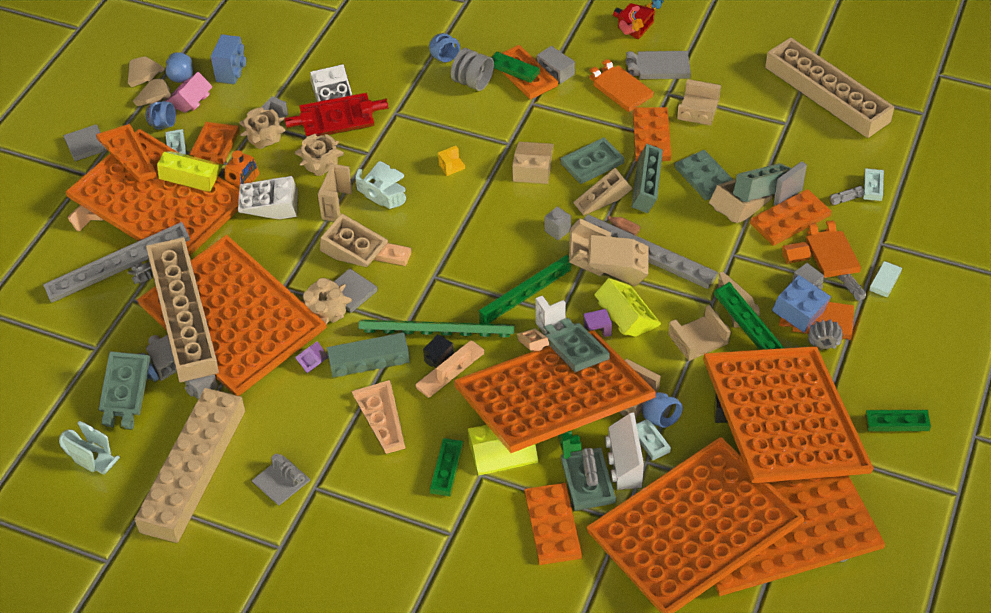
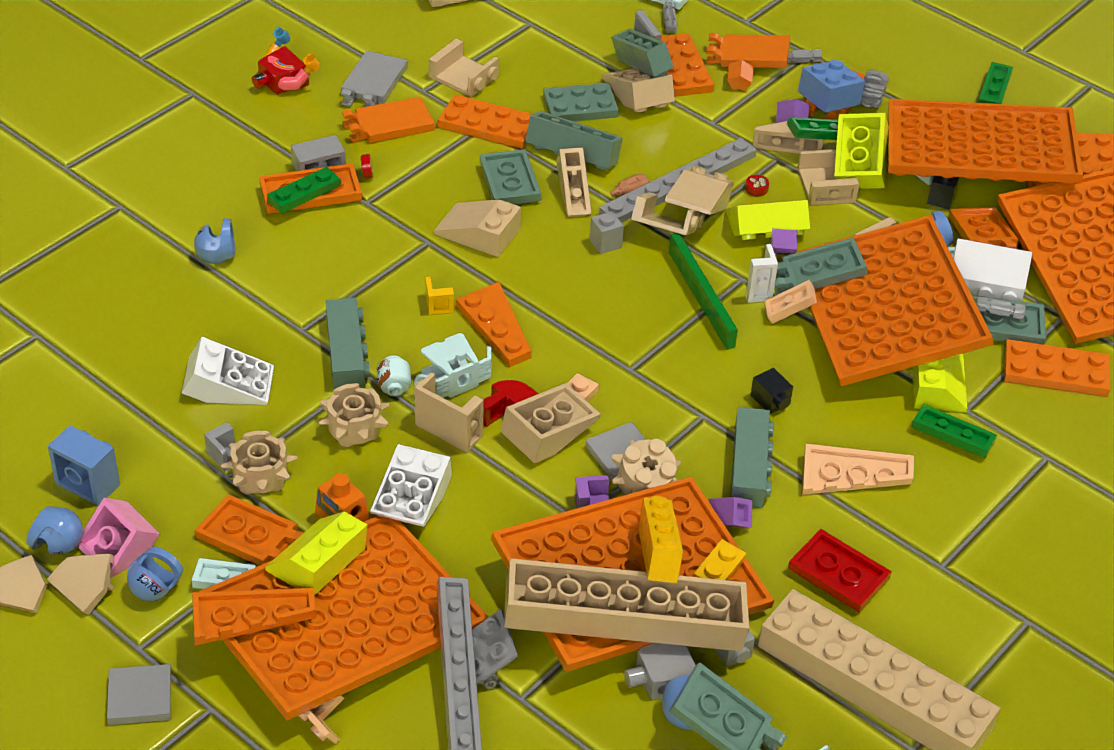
camera: 75 degrees left, 5 degrees down
(232, 306) = (660, 539): none -> yellow brick
(247, 354) = (721, 562): none -> yellow plate
(280, 479) = (925, 592): light grey hinge -> none
(283, 427) = (839, 570): none -> red plate
(298, 282) = (591, 490): none -> medium lavender panel
(337, 115) = (283, 378): red plate -> none
(364, 160) = (393, 375): none -> light aqua head
(367, 218) = (503, 395): none -> red brick
(384, 132) = (345, 342): none -> sand green brick
(443, 196) = (495, 321): none -> orange wing
(445, 328) = (727, 385): green plate -> none
(449, 369) = (807, 384): light nougat bracket -> none
(472, 69) = (288, 224): light grey wheel -> none
(561, 89) = (366, 164): none -> red tile
(668, 295) = (757, 185): none -> red tile
(681, 442) = (983, 226): none -> orange tile
(731, 335) = (862, 149): none -> neon yellow slope
(764, 295) = (791, 108): none -> medium lavender panel
(810, 274) = (784, 79): light grey brick -> none
(885, 279) = (801, 33): light aqua tile -> none

